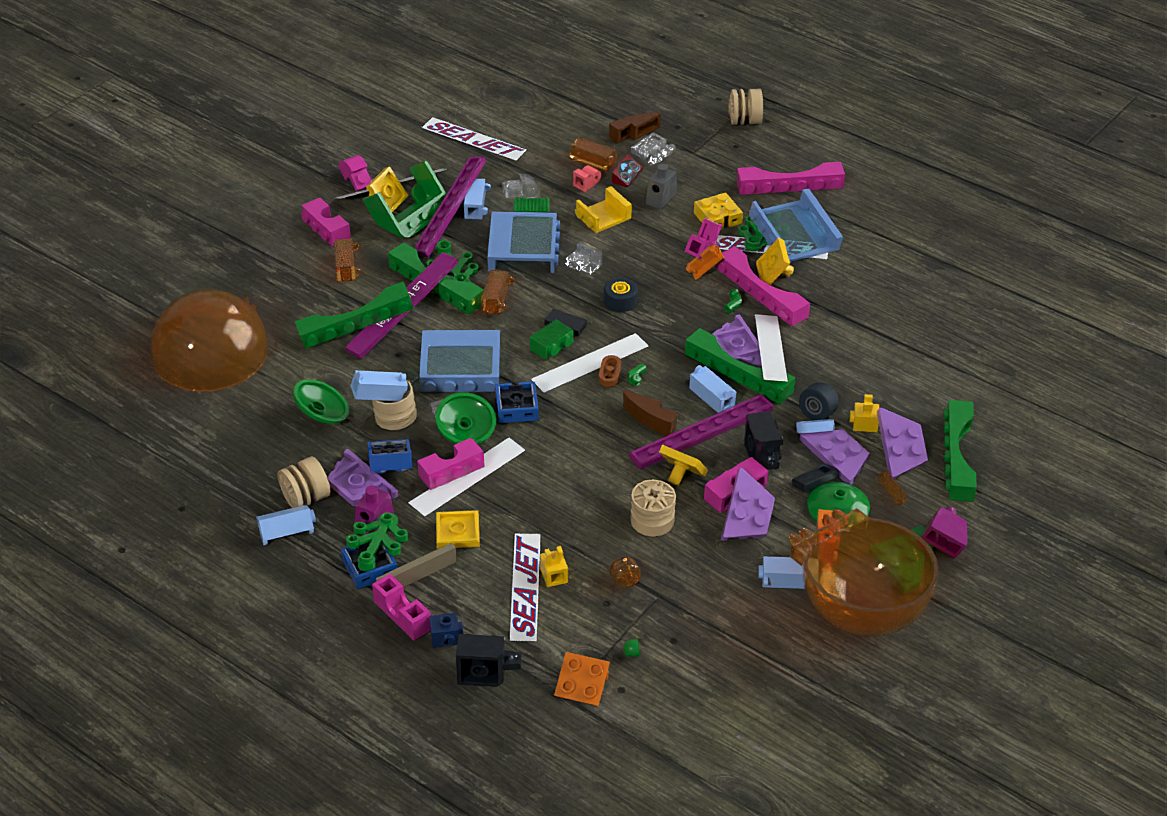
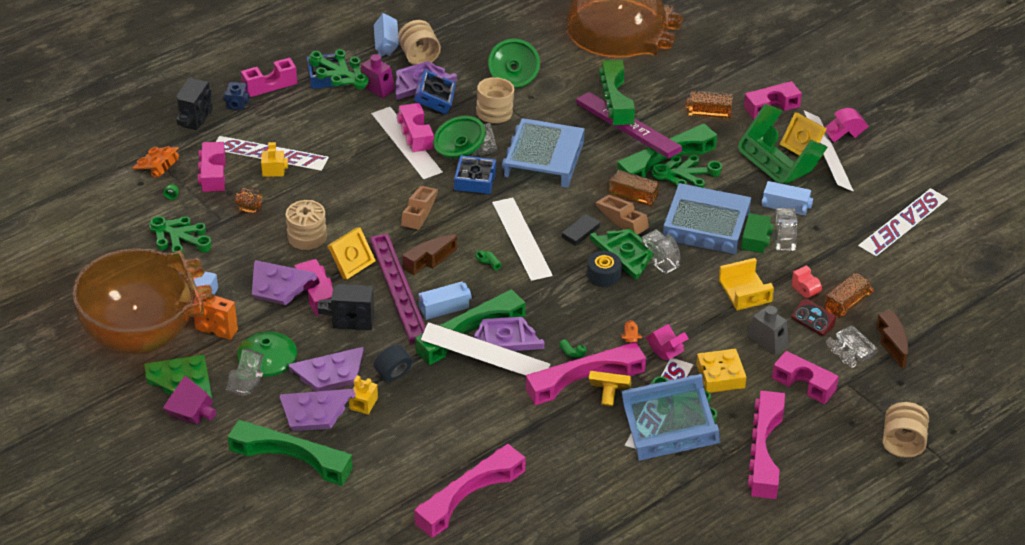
camera: 105 degrees right, 0 degrees up
(379, 385) = (495, 74): light blue brick -> none
(424, 565) = (308, 94): dark tan tile -> none
(449, 206) = (771, 173): magenta tile -> none
(458, 528) = (342, 122): yellow plate -> none
(536, 294) = (623, 214): none -> medium nougat slope
(551, 339) = (553, 211): green brick -> none
(563, 627) = (212, 166): none -> dark pink arch
(580, 436) = (418, 207): none -> medium nougat slope
(585, 287) = (628, 247): none -> green wing
(610, 371) = (498, 241): dark orange plate -> none
(693, 642) = (160, 225): none -> green plant
(701, 168) = (793, 368): none -> dark pink arch
(814, 478) = (303, 342): black tile -> none
(815, 426) = (363, 356): light blue beam -> none
(886, 505) = (248, 375): none -> clear brick
(893, 488) = (267, 393): clear orange axle -> none
(970, 343) = (498, 468): none -> dark pink arch

